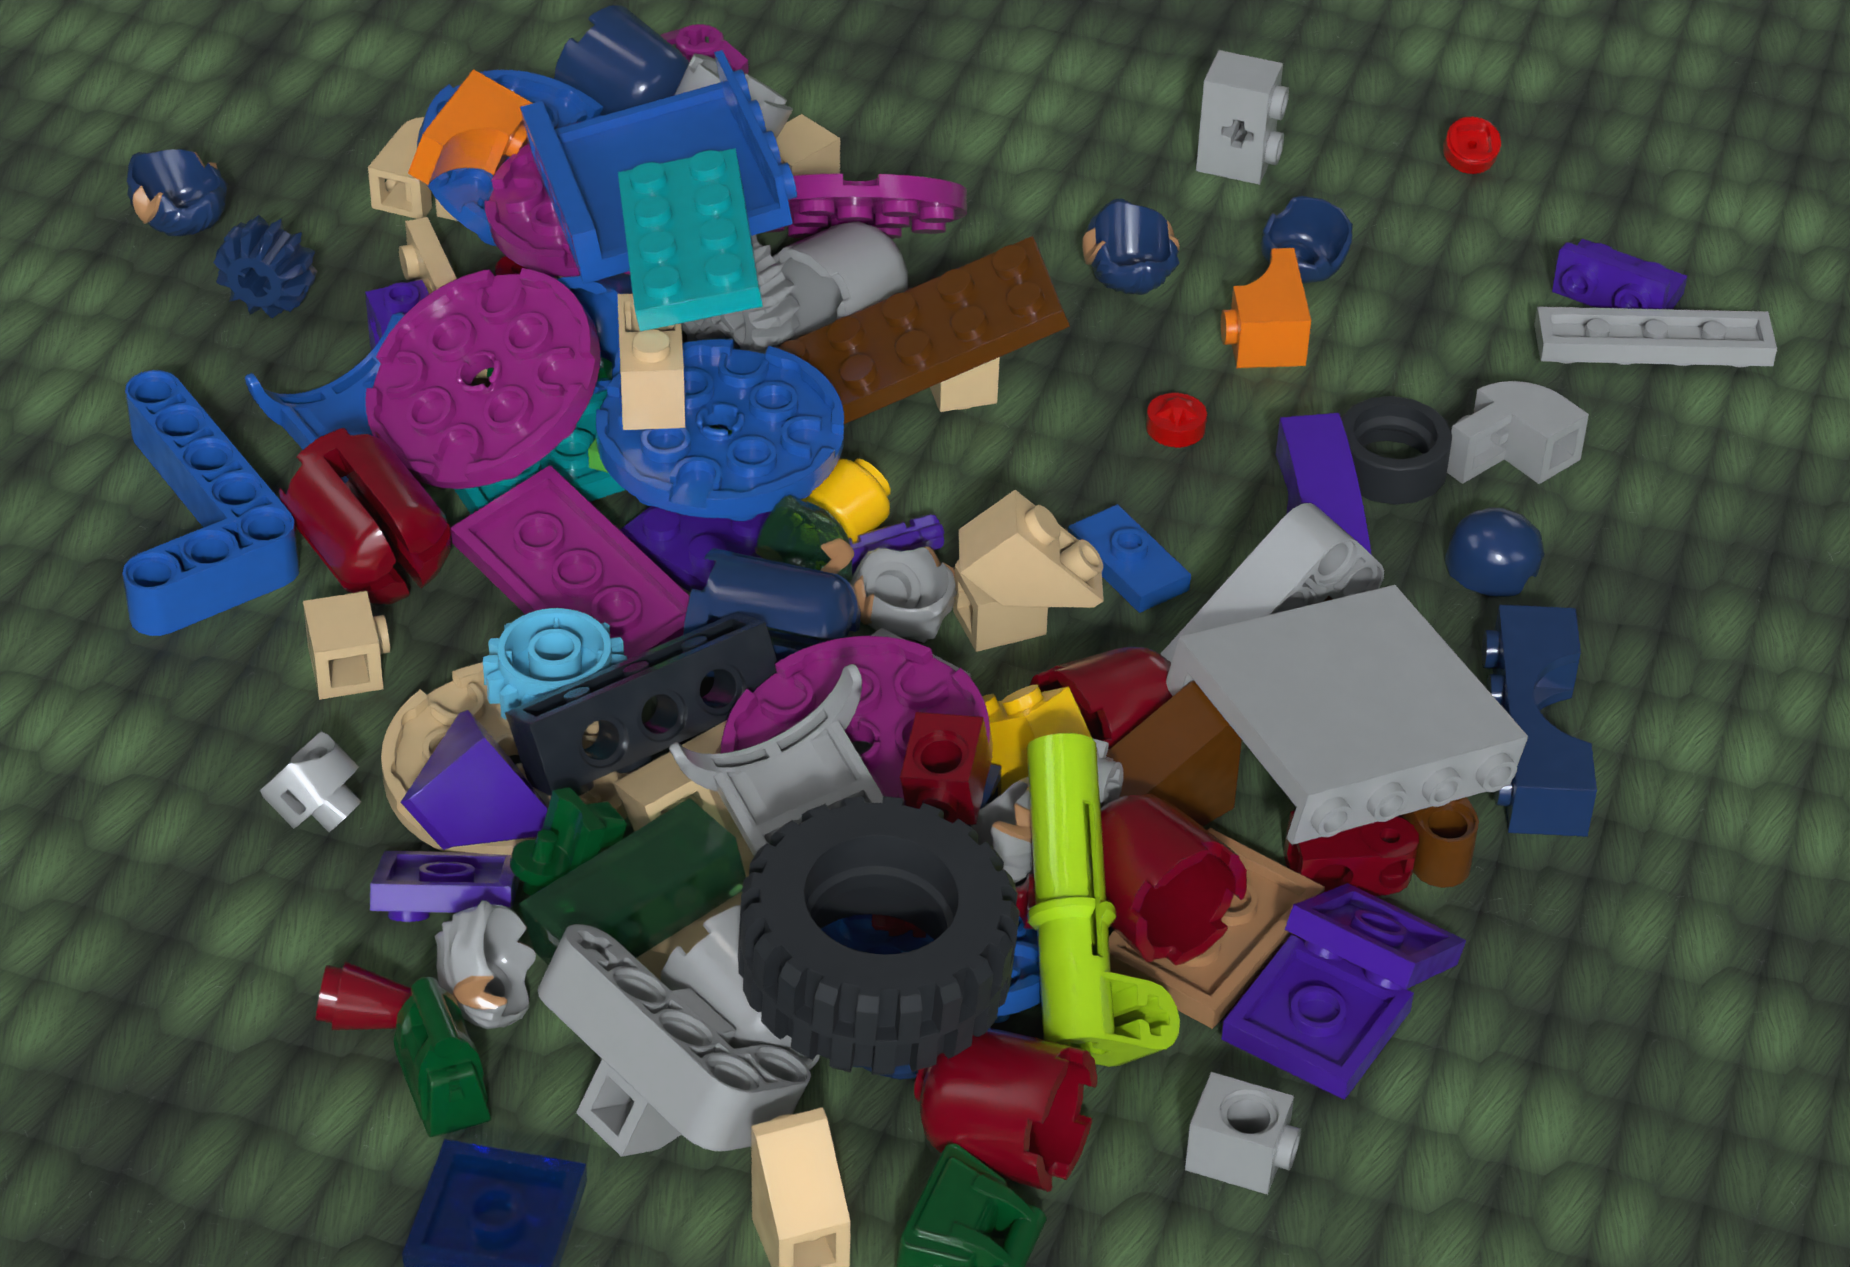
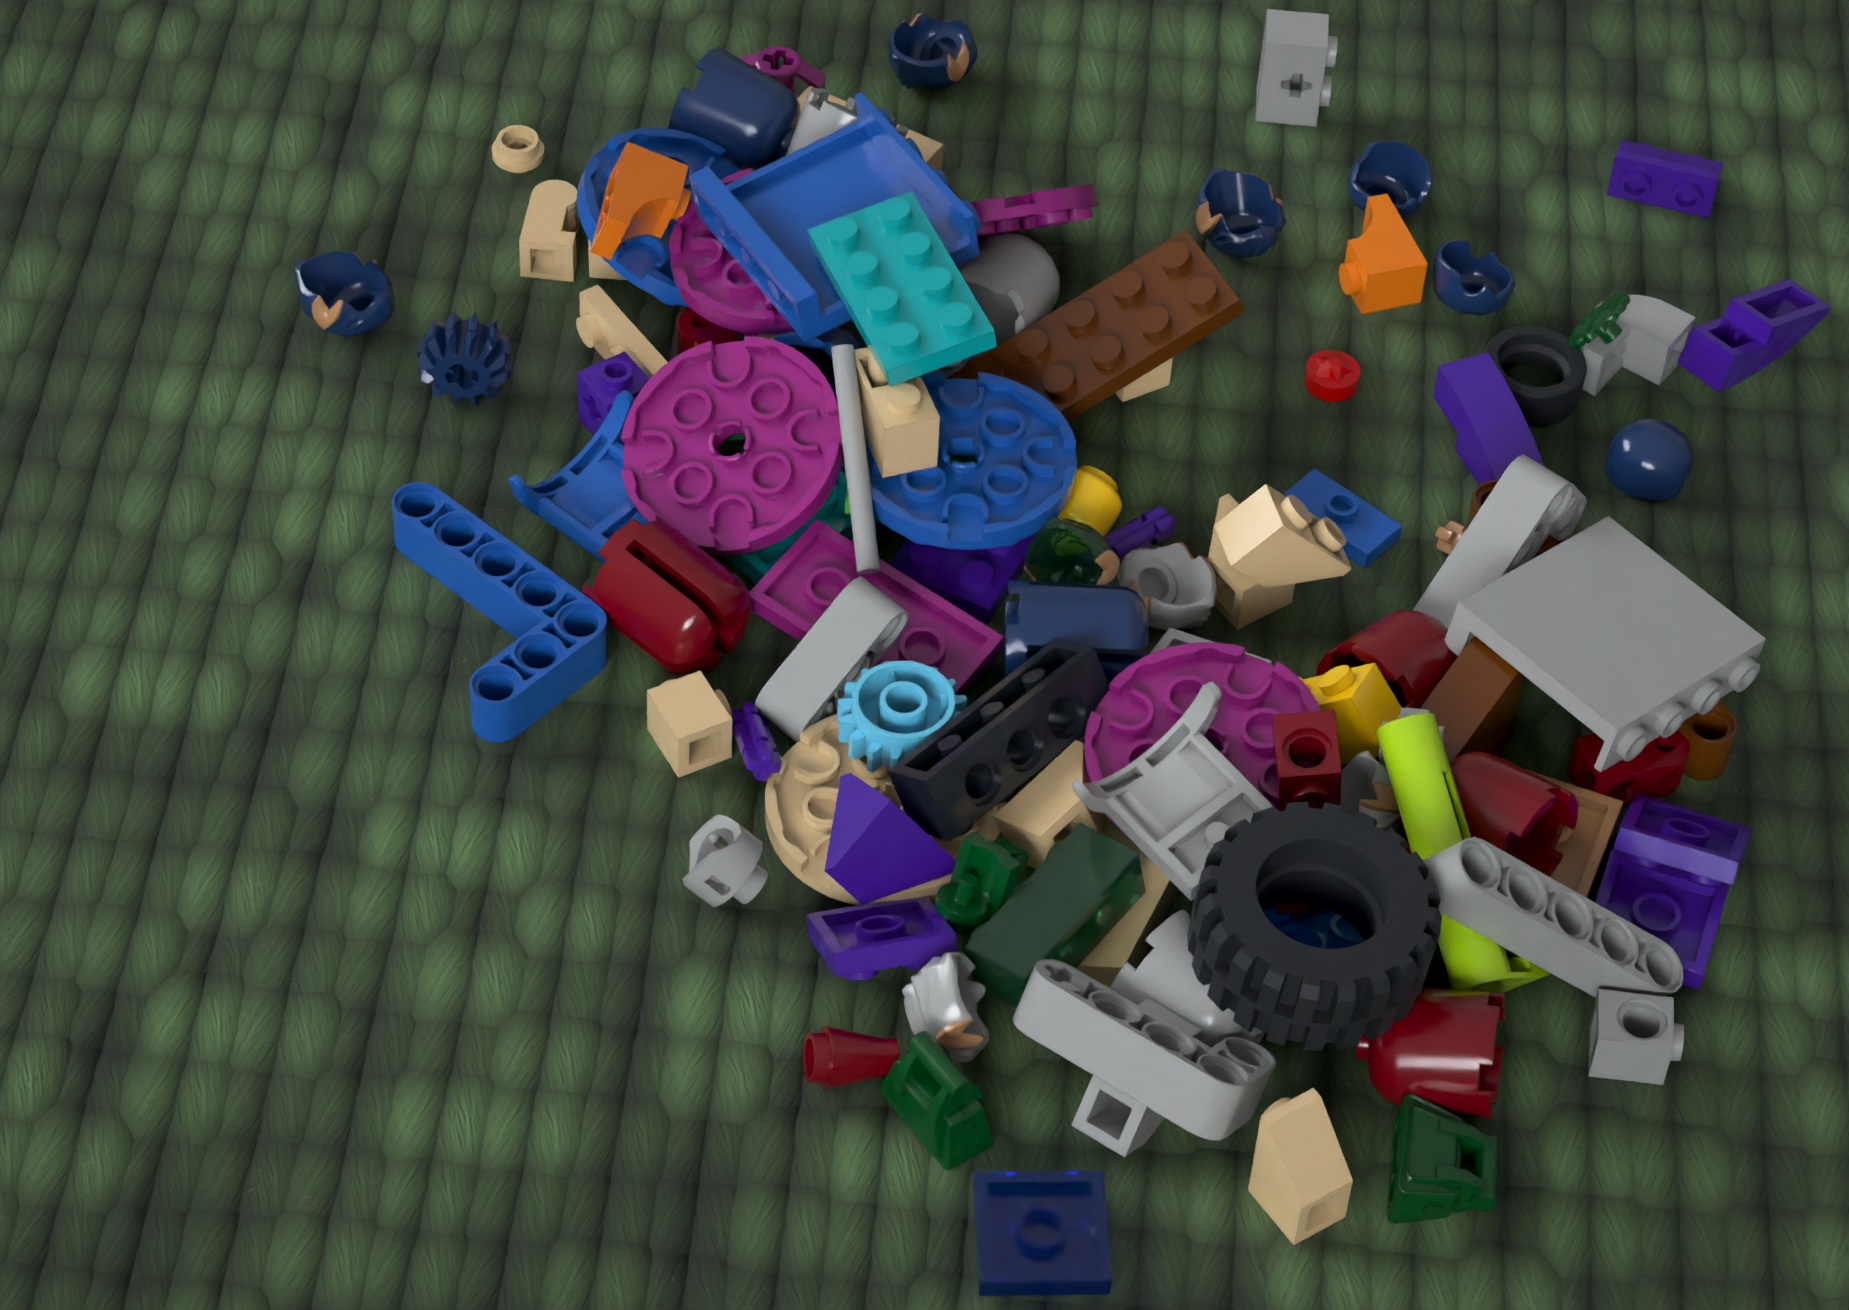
camera: 15 degrees left, 5 degrees up
(401, 672) = (755, 742): none -> dark purple axle
(414, 89) = (517, 149): none -> tan plate
(532, 574) = (834, 651): none -> light grey beam
(595, 405) = (855, 459): none -> light grey bar
(870, 57) = (931, 52): none -> dark blue hair
(1161, 983) = (1549, 922): none -> light grey beam
(1357, 348) = (1471, 282): none -> dark blue hair
(1472, 145) = (1494, 60): red tile -> none
(1474, 401) = (1601, 322): none -> dark green piece
(1533, 666) = (1723, 557): dark blue arch -> none
(1655, 336) = (1715, 227): light grey plate -> none
(1655, 444) = (1751, 333): none -> dark purple slope

